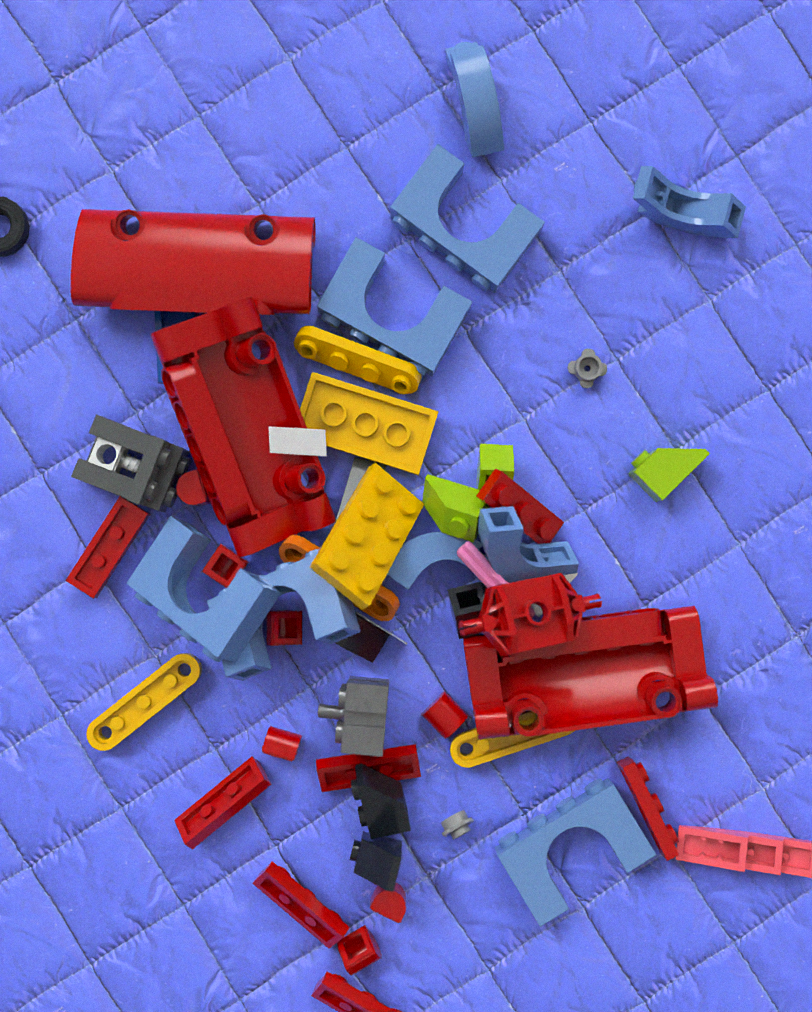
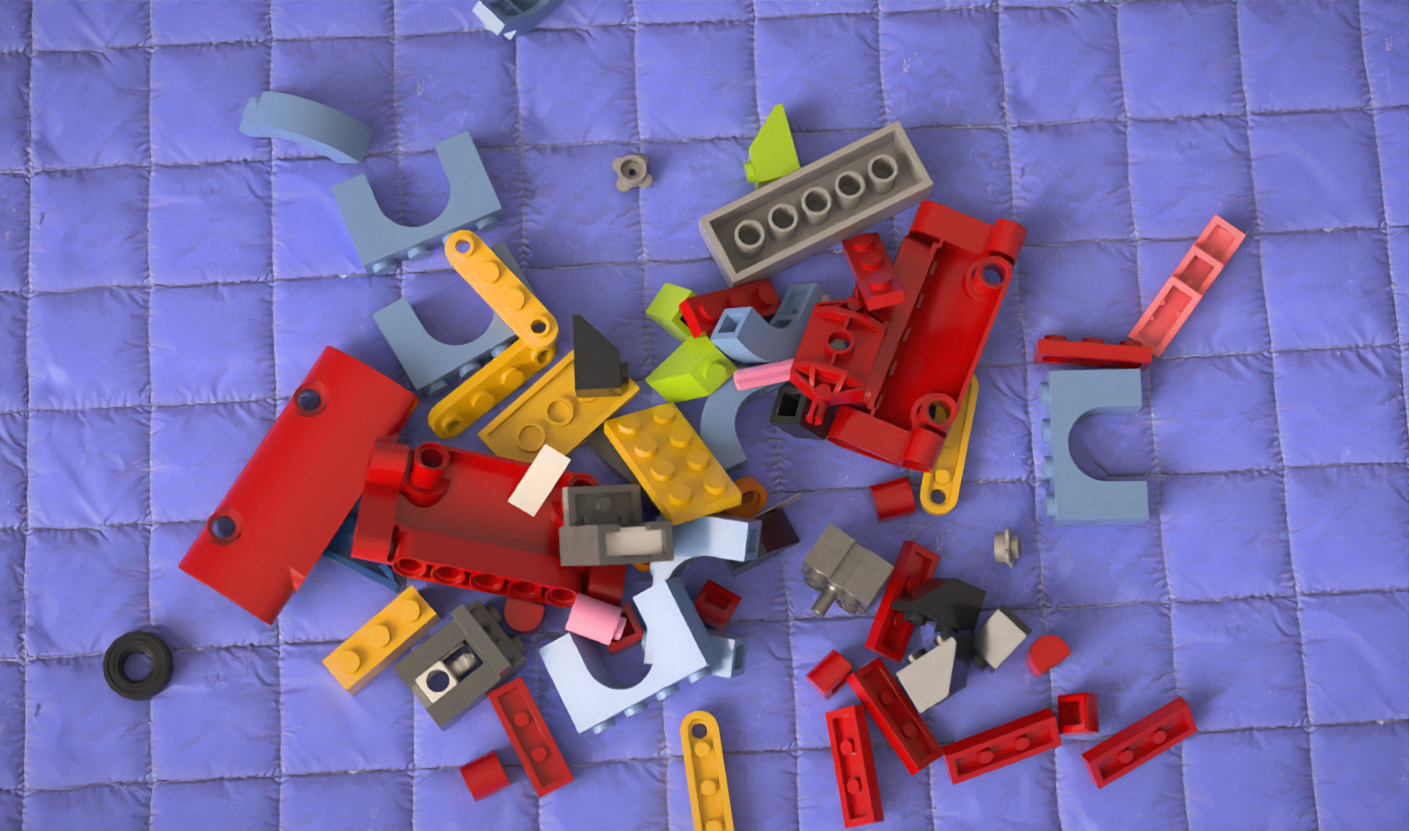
camera: 55 degrees left, 10 degrees down
(61, 528) = (484, 776): none -> red brick
(114, 393) = (381, 640): none -> yellow brick
(215, 547) = (595, 619): none -> bright pink brick
(277, 812) = (895, 716): none -> red plate
(278, 522) = (607, 528): none -> dark grey brick
(325, 828) = (940, 672): none -> slope
(416, 430) = (596, 363): none -> black slope
(431, 323) = (501, 290): none -> yellow plate
(613, 603) = (873, 271): none -> red plate
(642, 528) = (816, 206): none -> light grey brick

